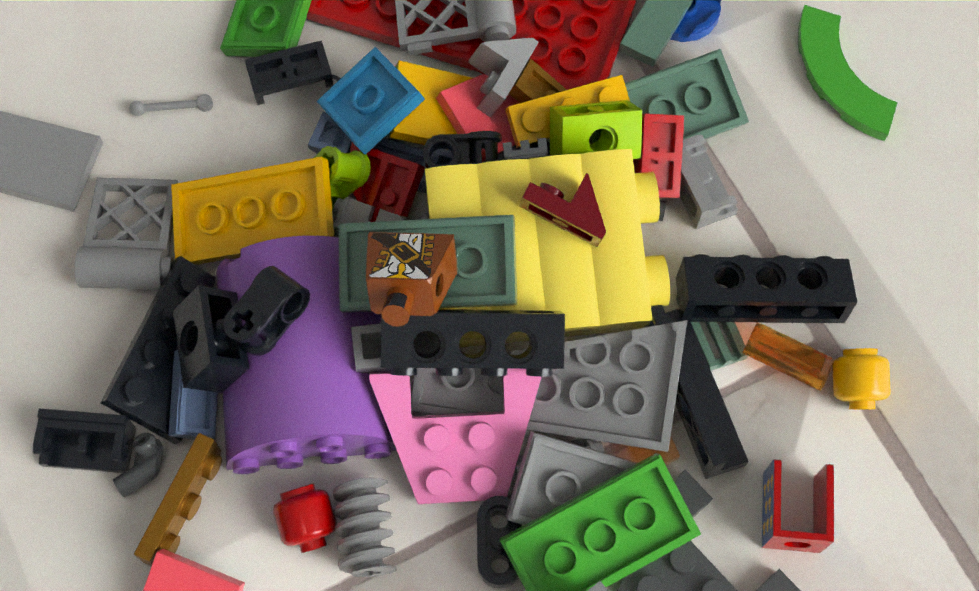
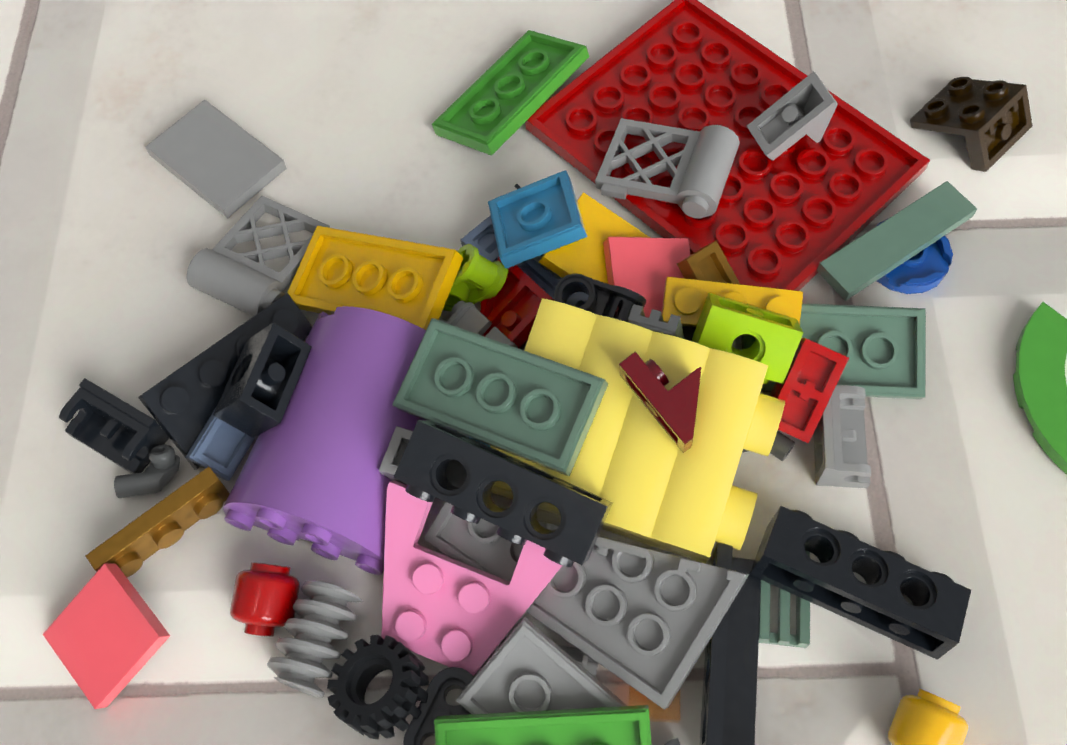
camera: 30 degrees right, 5 degrees down
(203, 102) = (392, 167): light grey hinge -> none
(267, 309) = (320, 372): black piece -> none
(288, 69) = (478, 164): black hinge -> none
(409, 273) = (463, 393): dark orange torso -> none
(416, 530) = (398, 700): none -> black tyre
(502, 64) = (683, 234): light grey slope -> none
(788, 356) = (854, 667): clear orange tile -> none

